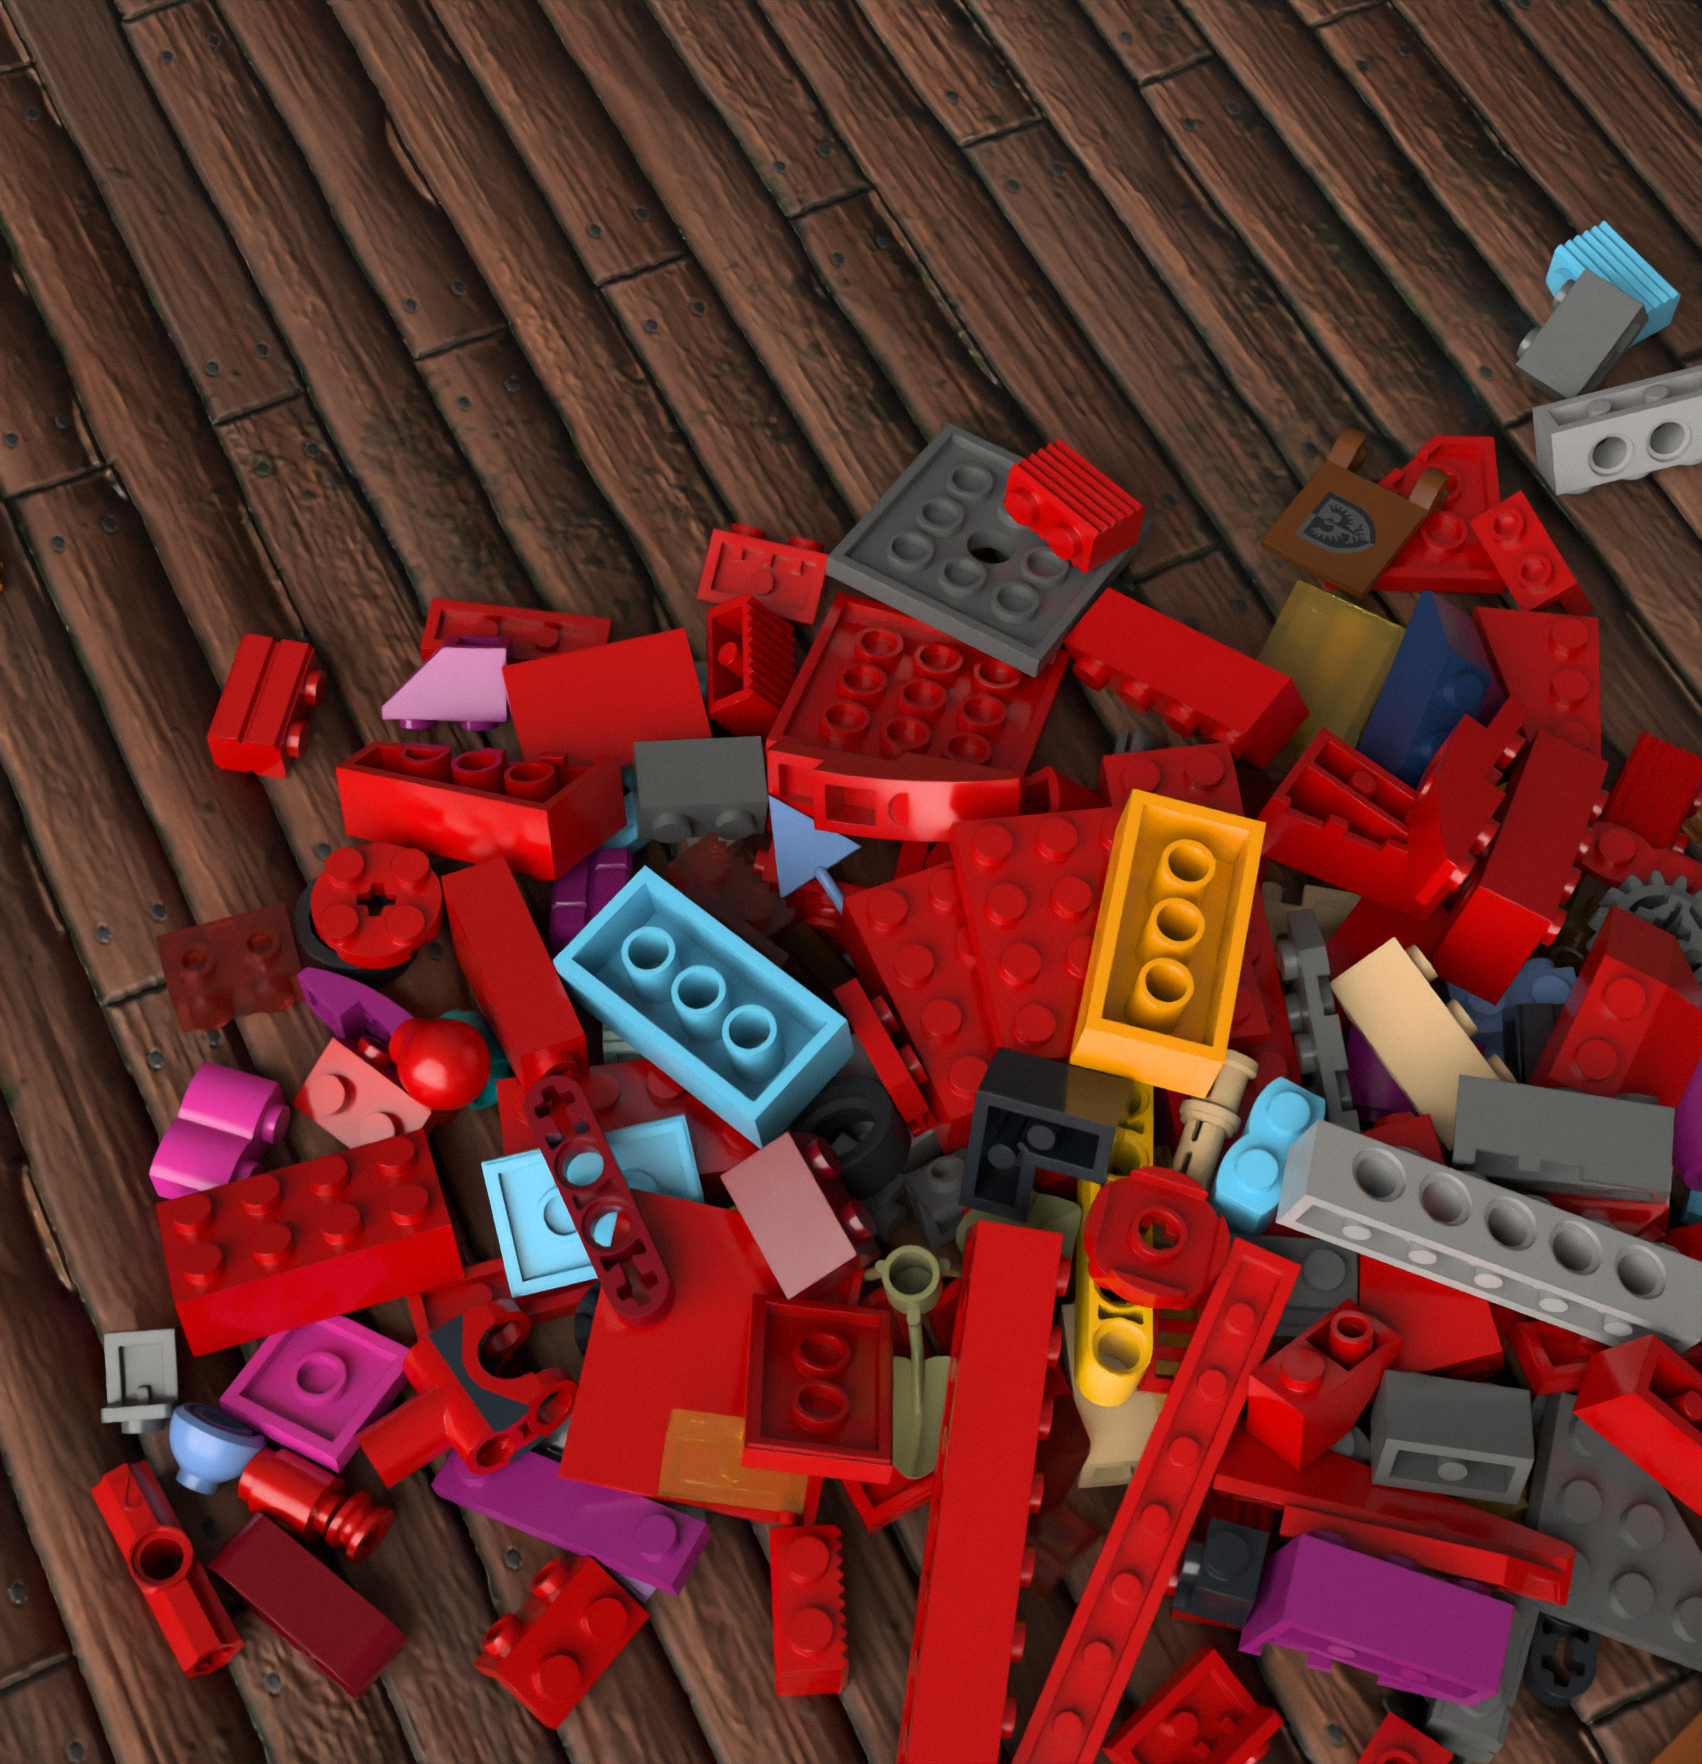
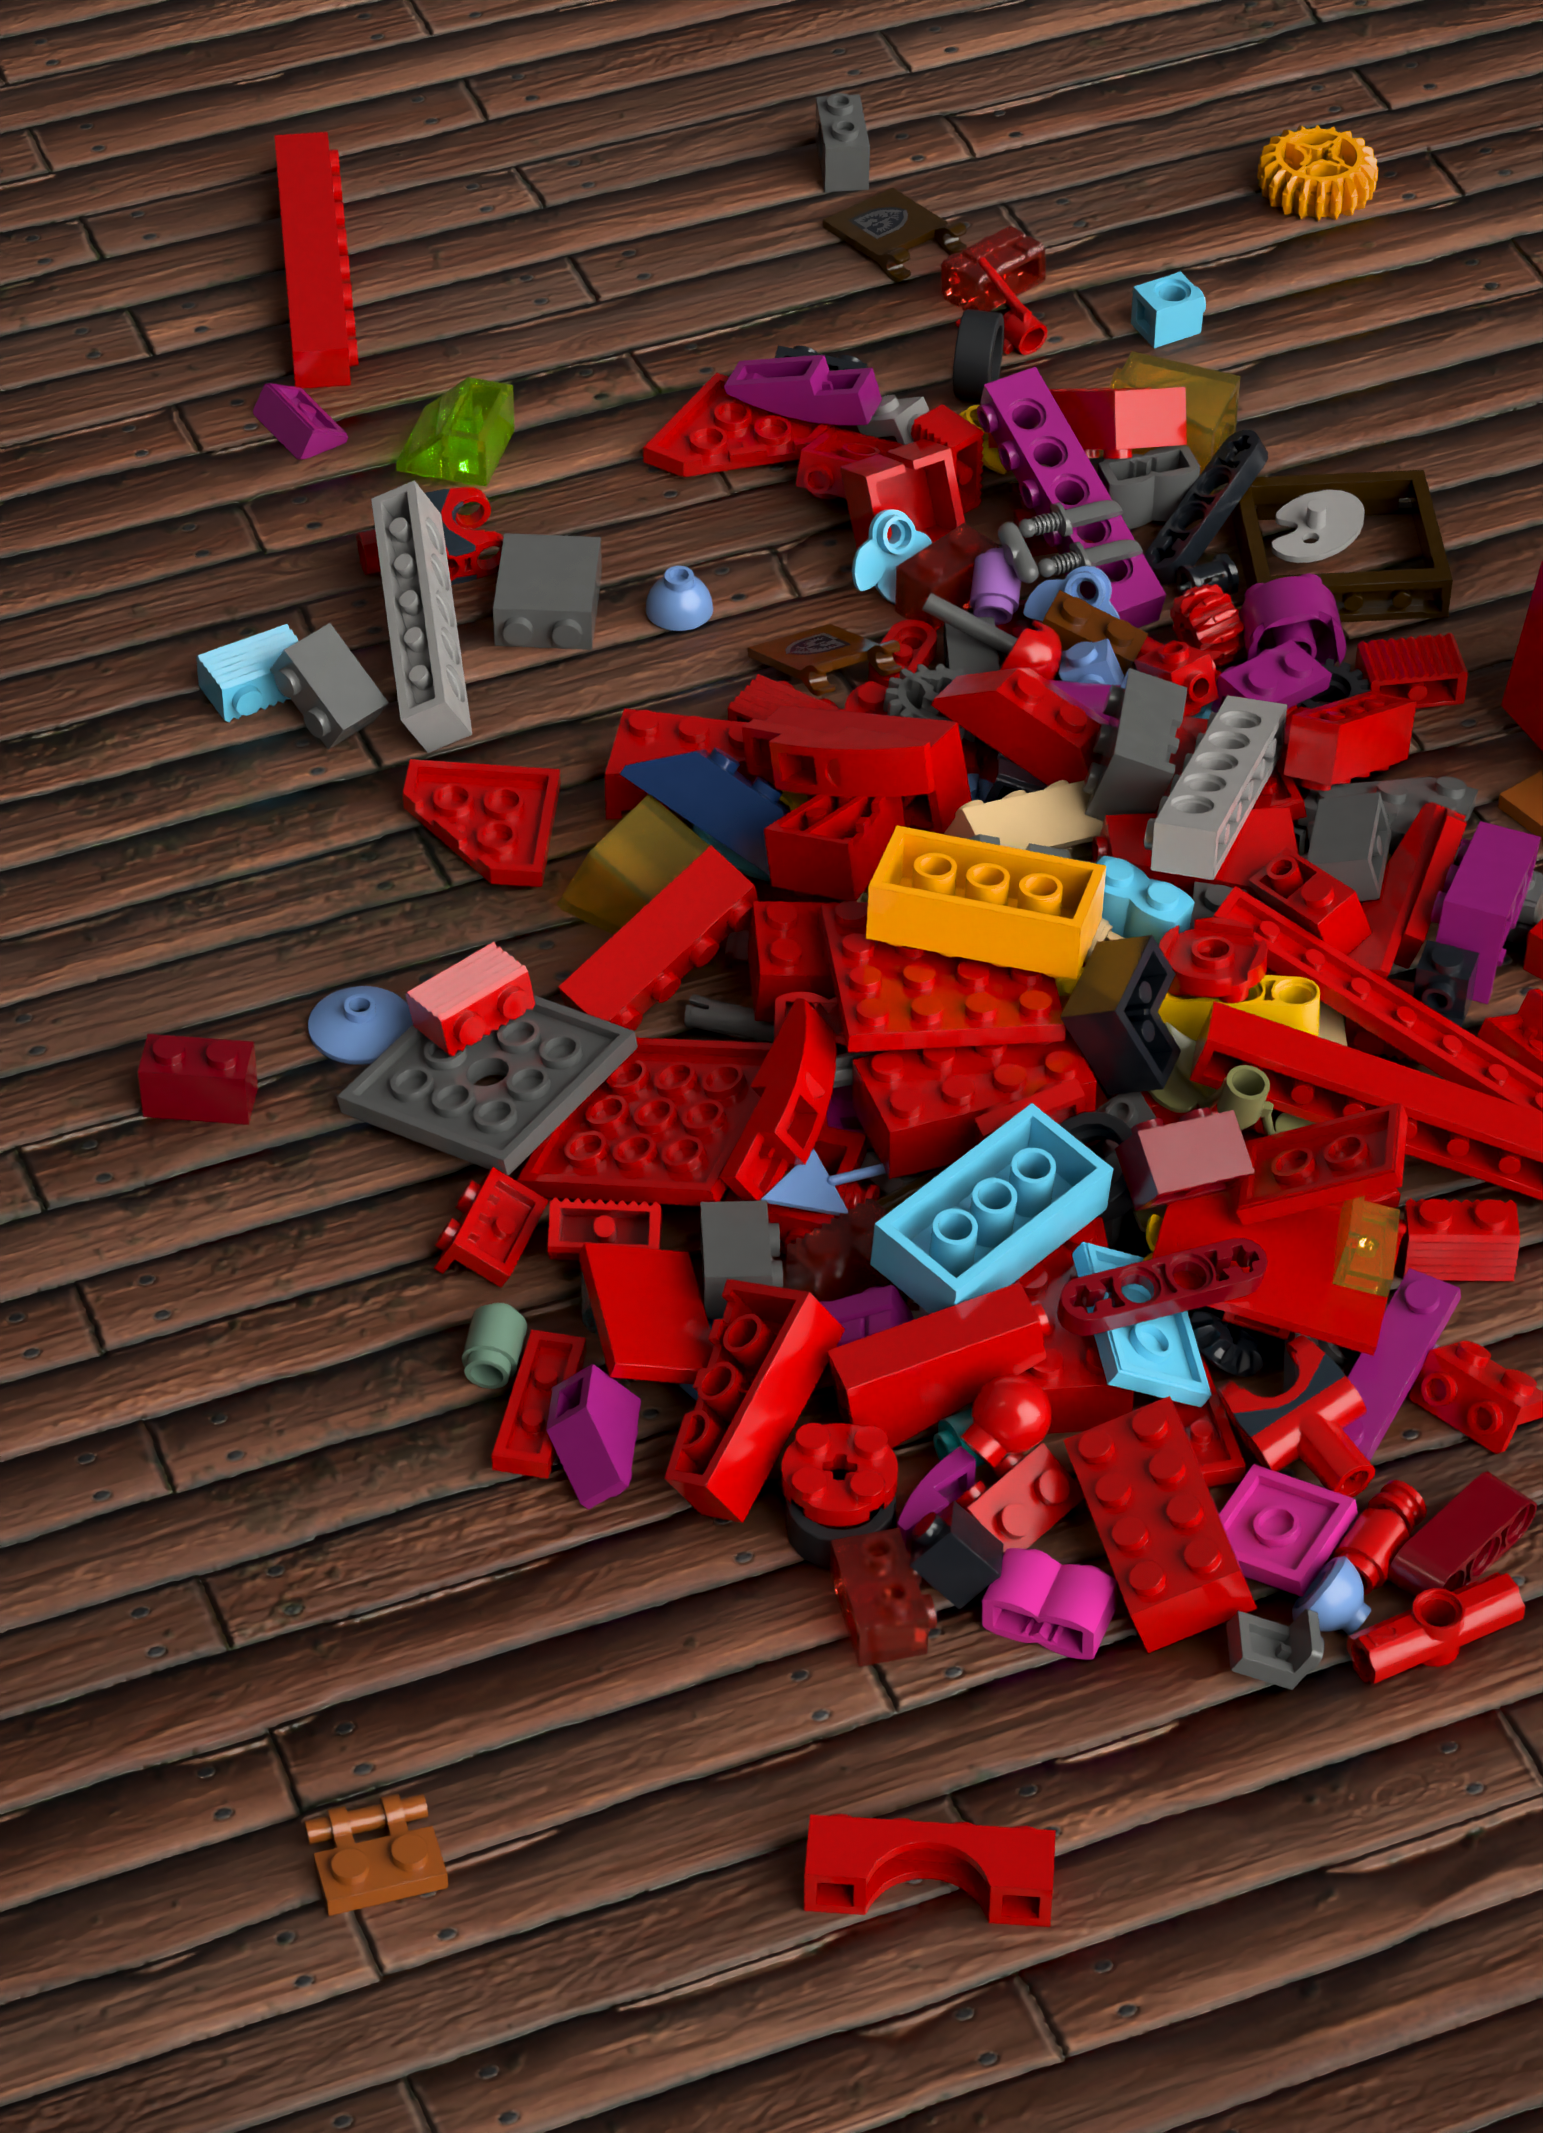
camera: 85 degrees left, 15 degrees down
(266, 706) = (597, 1579): red brick -> none
(270, 1028) = (955, 1554): none -> black brick
(596, 590) = (493, 1345): none -> sand green brick
(957, 301) = (198, 1079): none -> dark red brick
(1111, 441) = (358, 1024): none -> medium blue dish
(1348, 525) = (492, 853): reddish brown flag -> none
(1528, 558) = (544, 748): red bracket -> none

